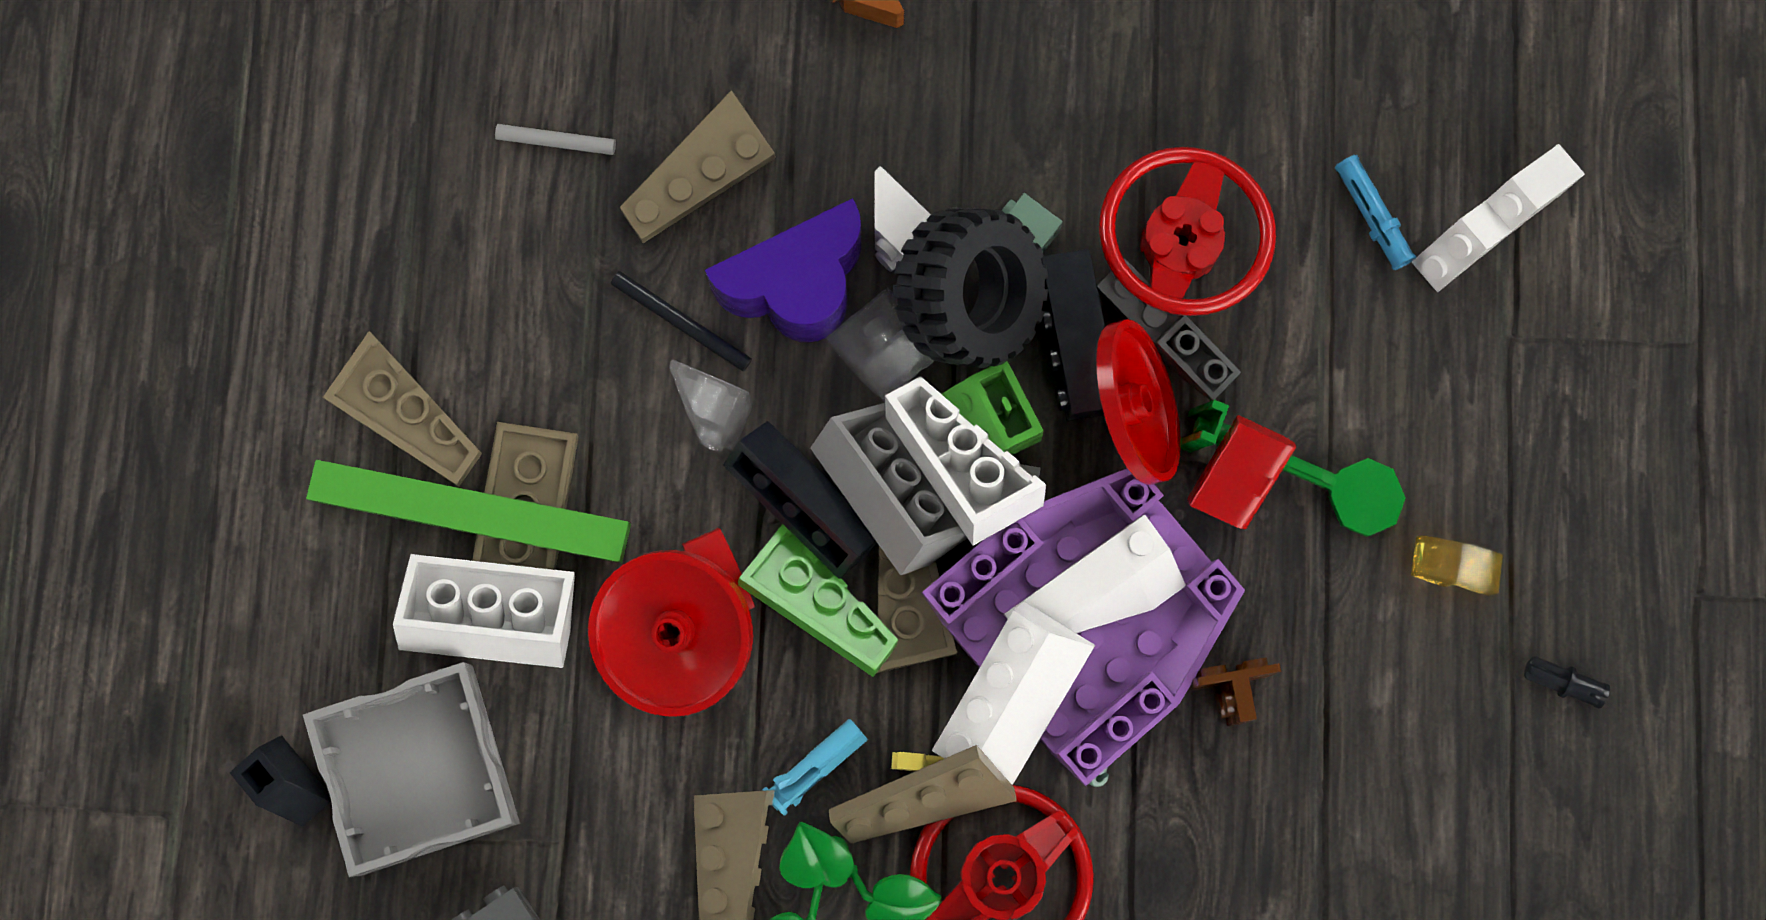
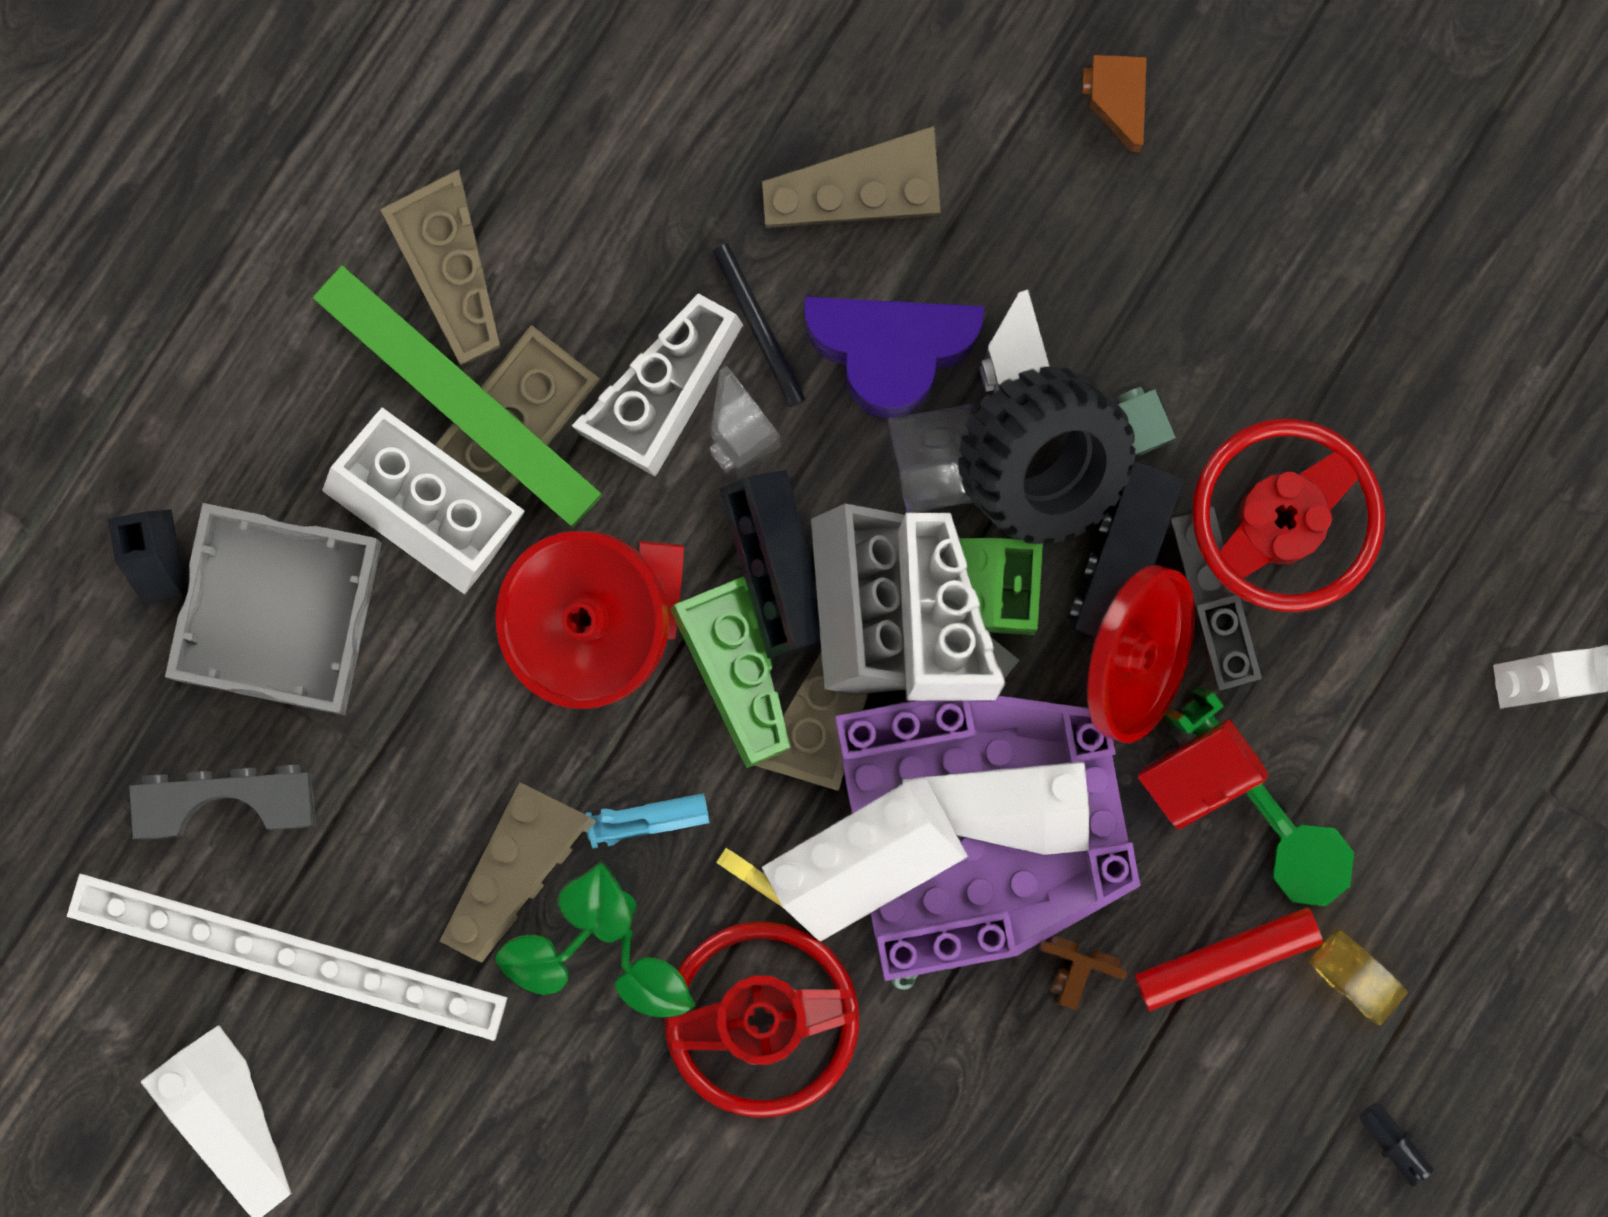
camera: 30 degrees right, 5 degrees up
(555, 139) = (738, 78): light grey bar -> none
(631, 410) = (662, 387): none -> white wedge
(934, 793) = (740, 907): dark tan wing -> none
(1346, 610) = (1228, 959): none -> red piece
(1382, 225) = (1485, 606): dark azure pin -> none

